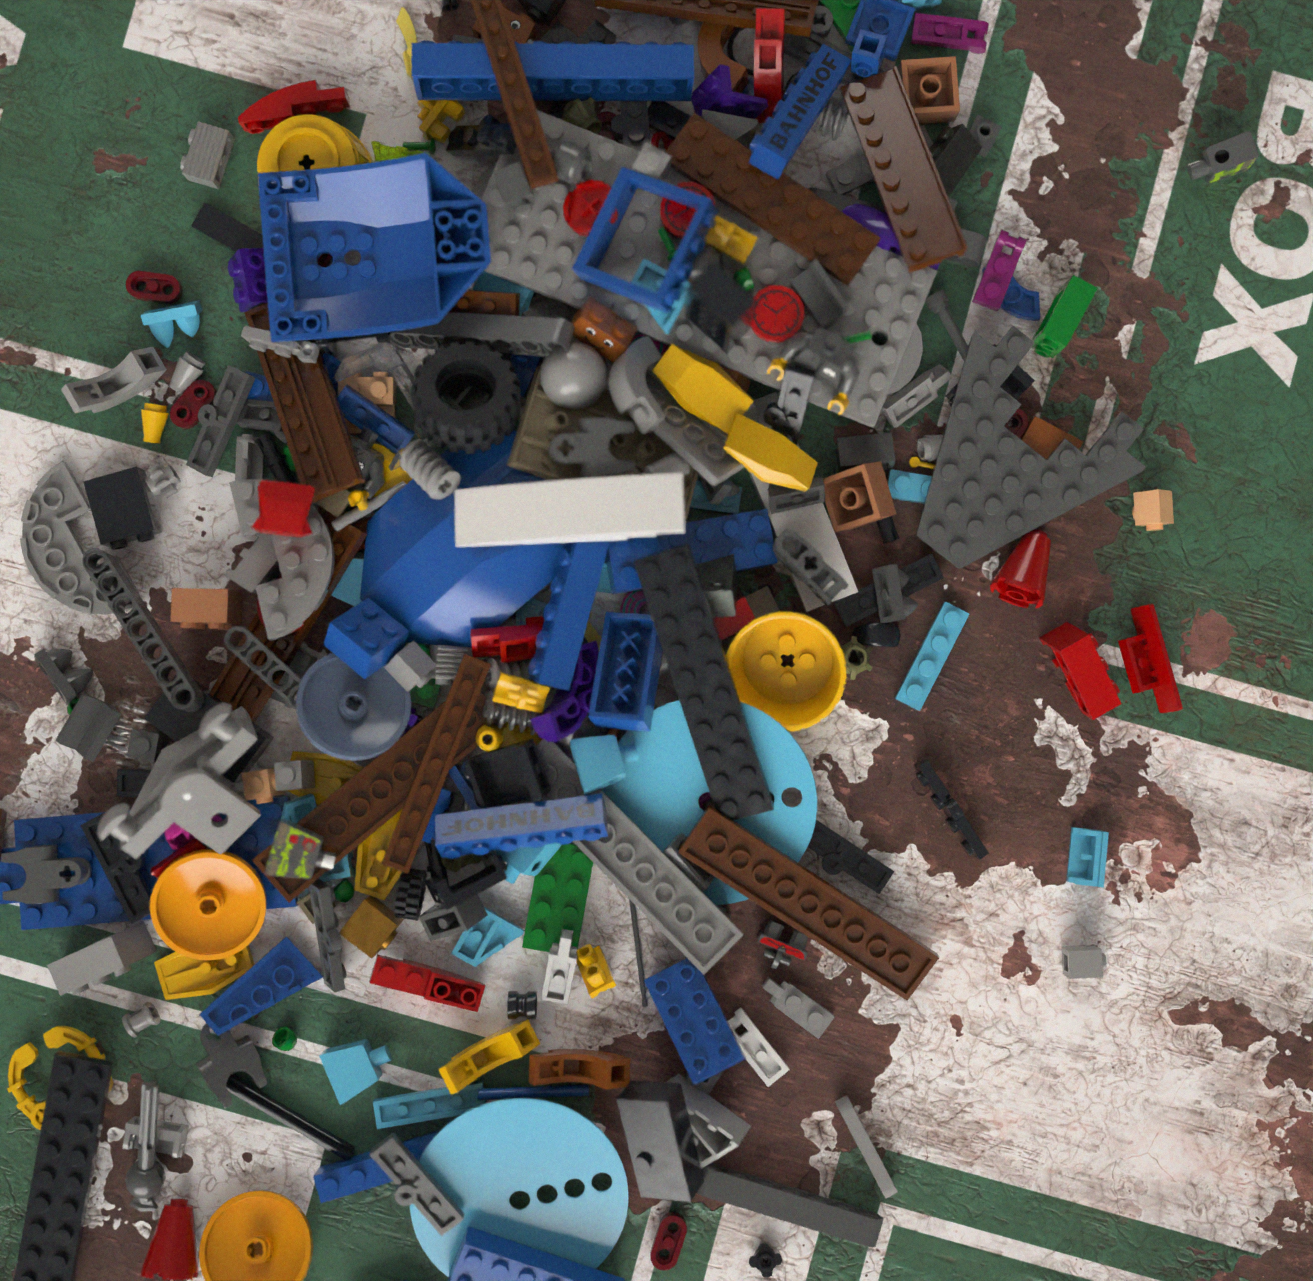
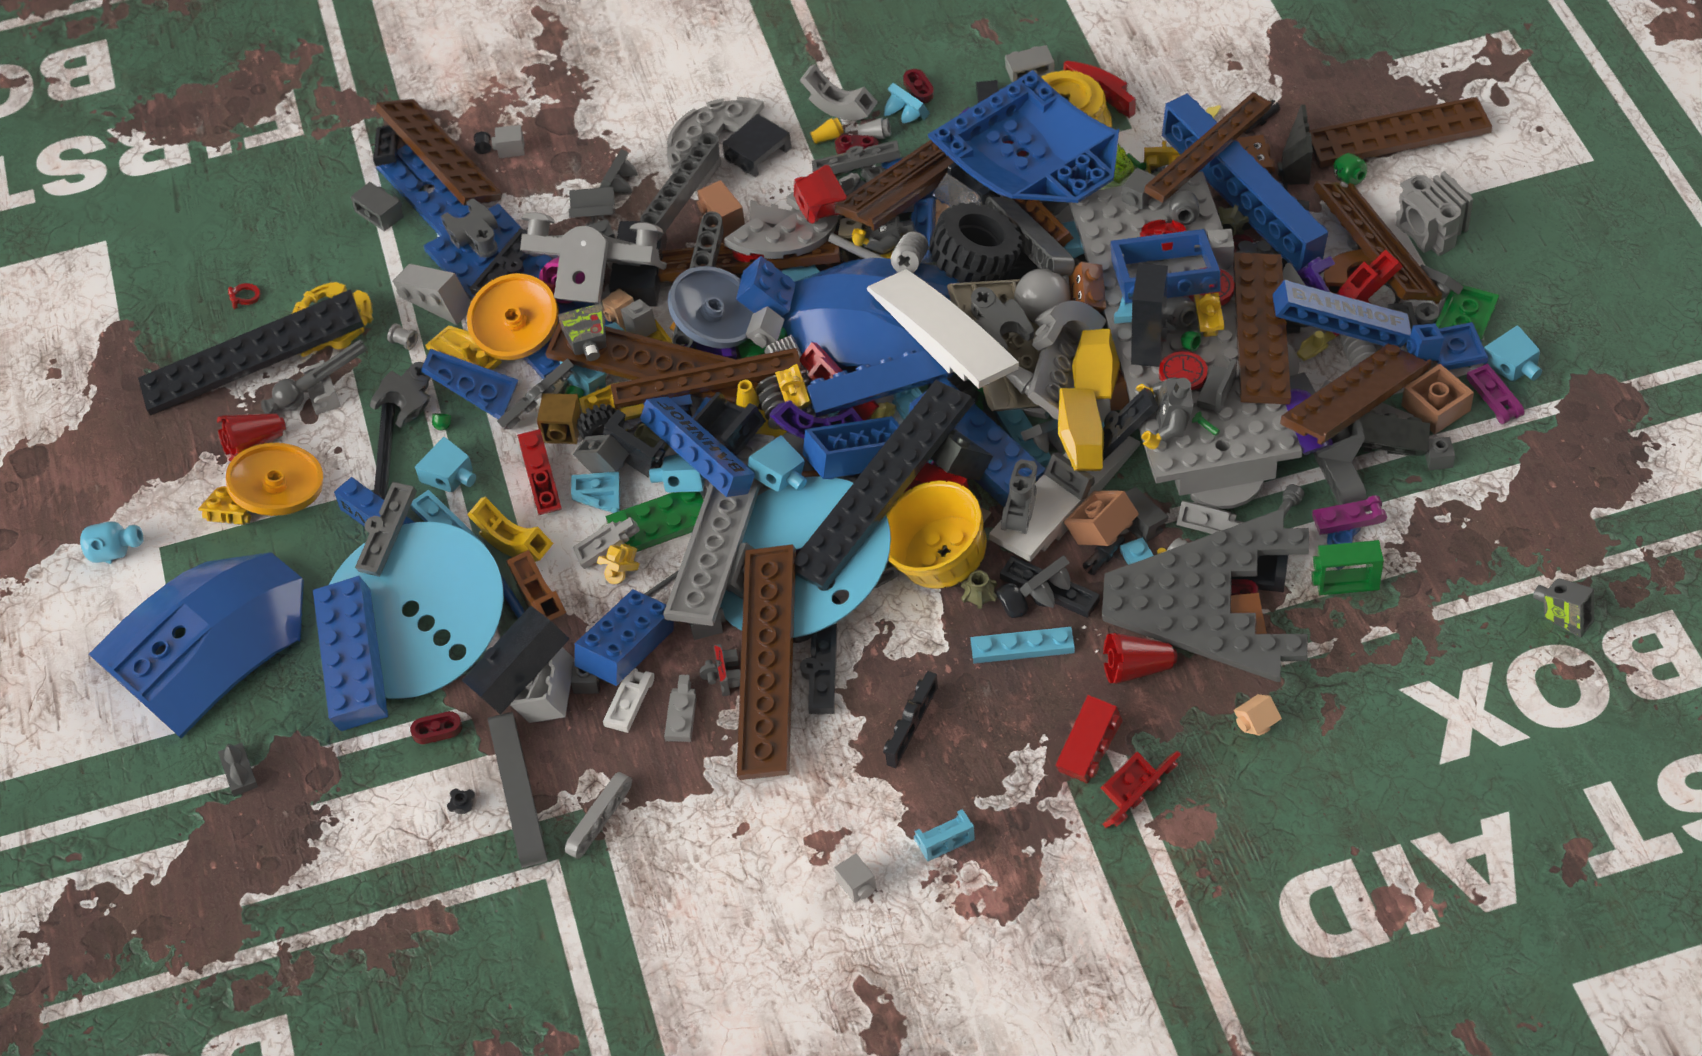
camera: 65 degrees right, 35 degrees down
(162, 480) = (791, 153): light grey gear -> none
(261, 339) = (931, 150): light grey hinge -> none
(515, 1005) = (560, 535): black wheel -> none

